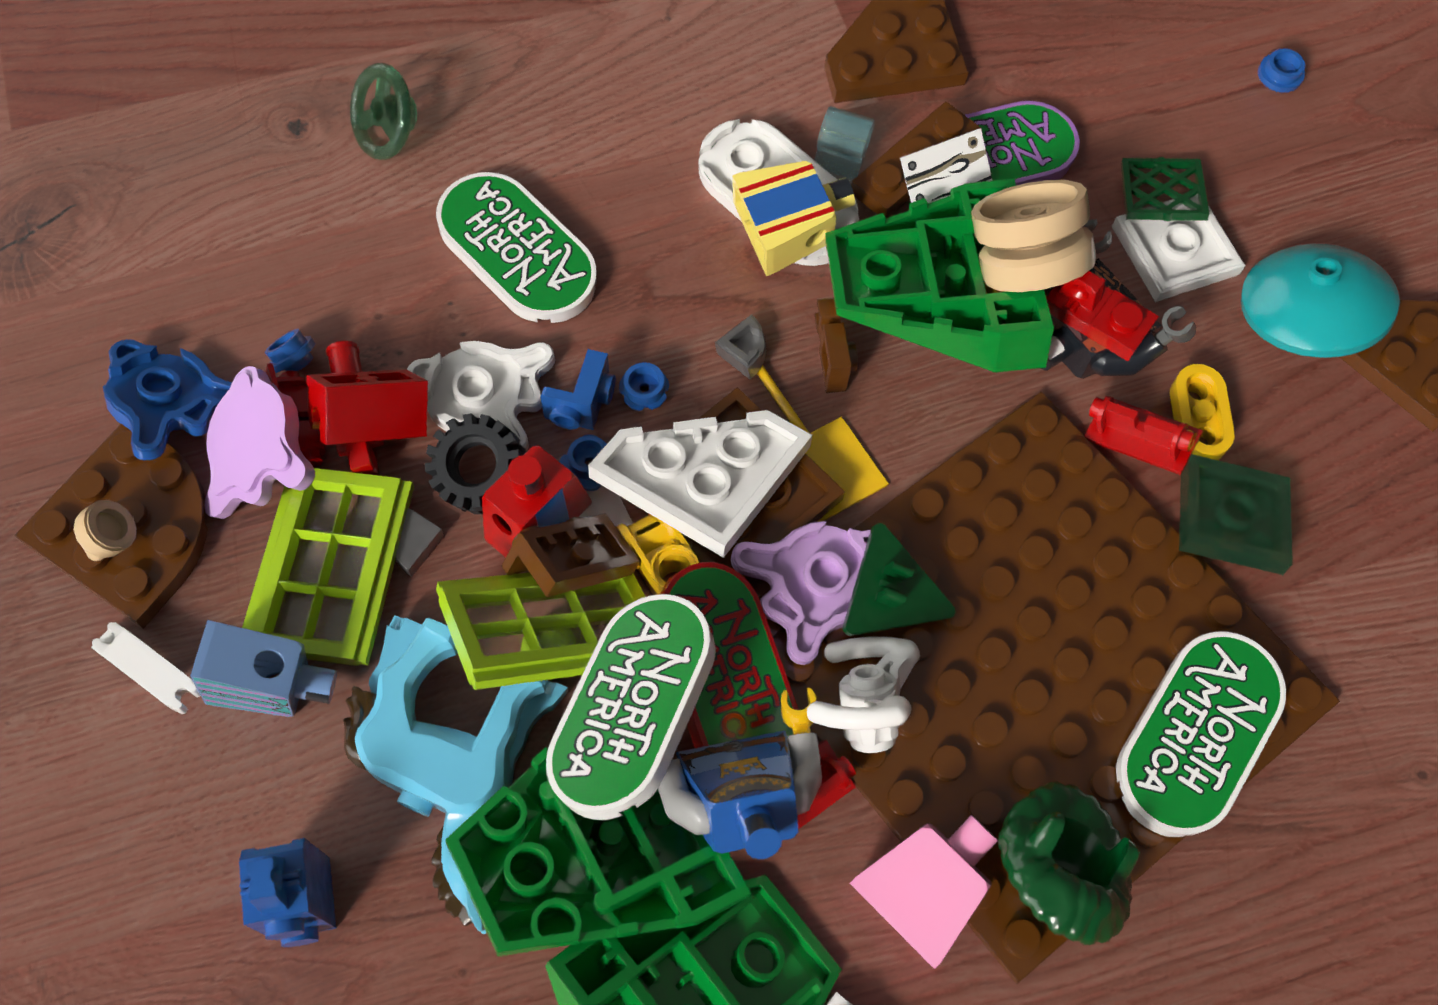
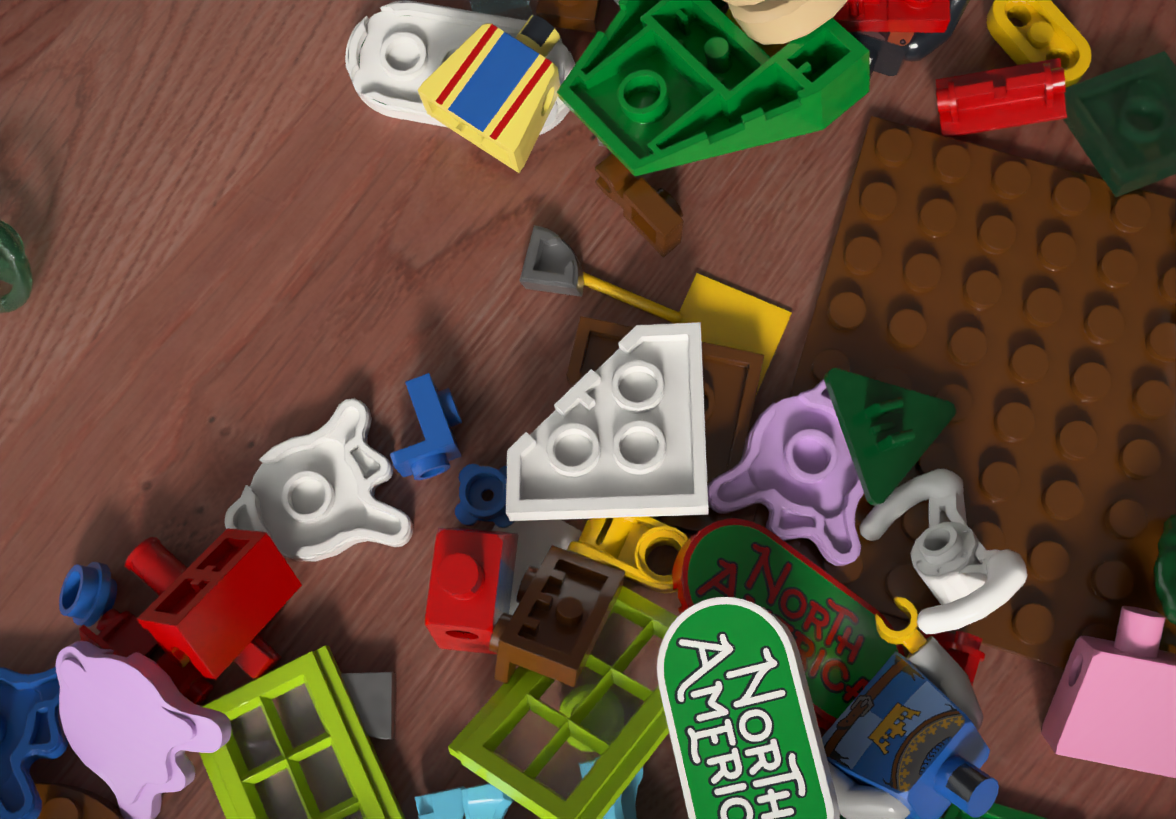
camera: 25 degrees left, 10 degrees up
(454, 444) = (347, 603): black tyre -> none
(517, 247) = (236, 311): tile -> none
(644, 375) = (483, 362): blue plate -> none

